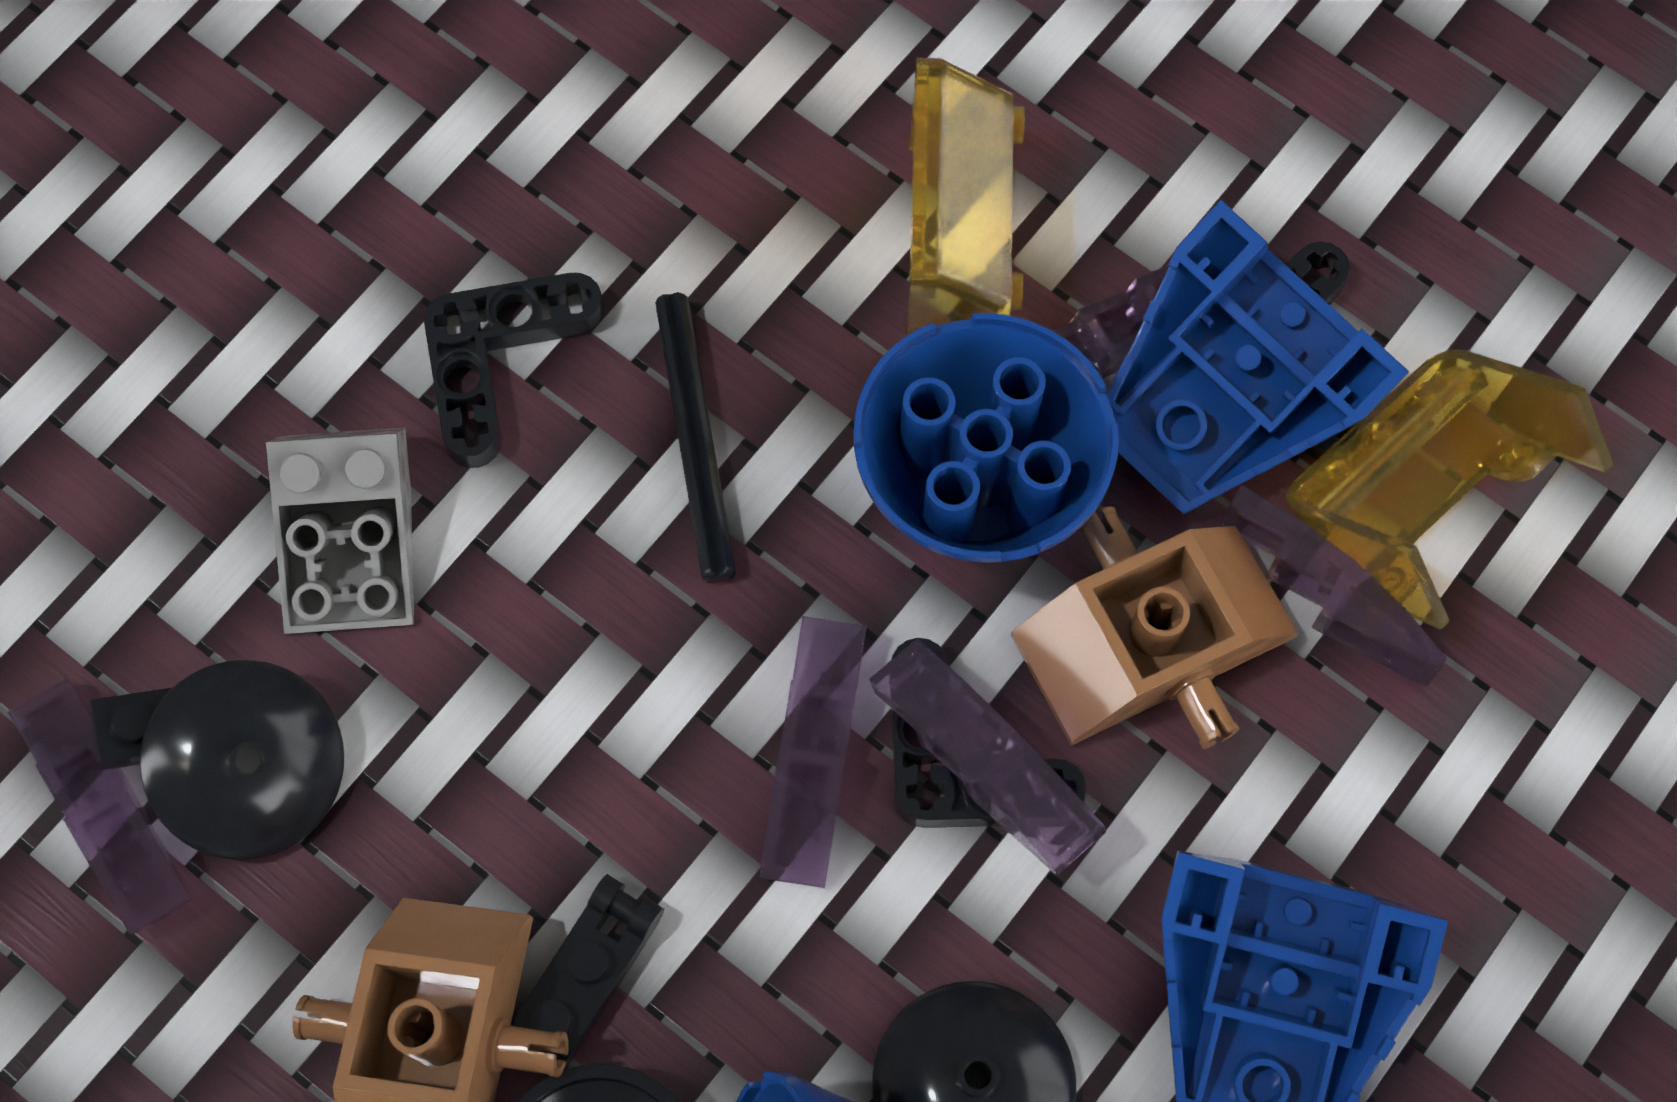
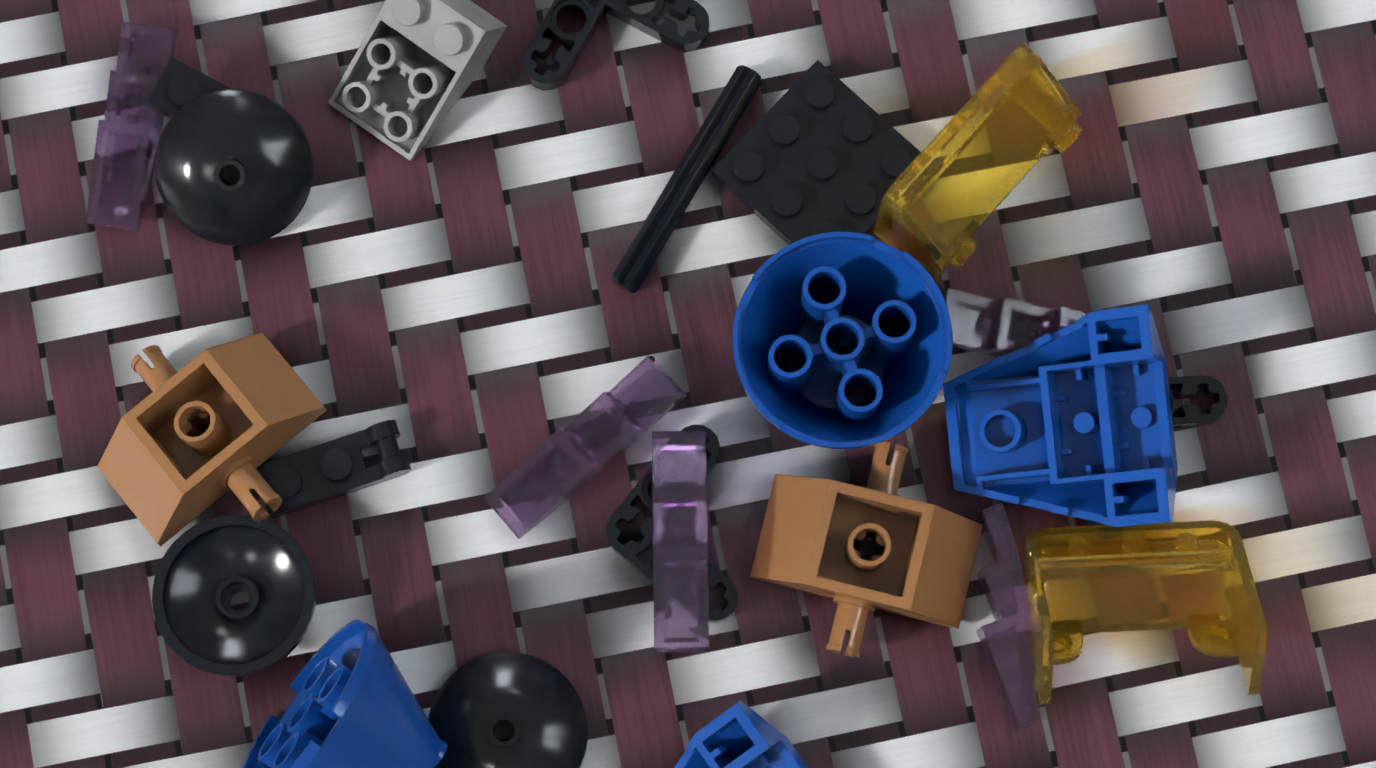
camera: 45 degrees right, 10 degrees up
(803, 329) = (816, 160): none -> black plate

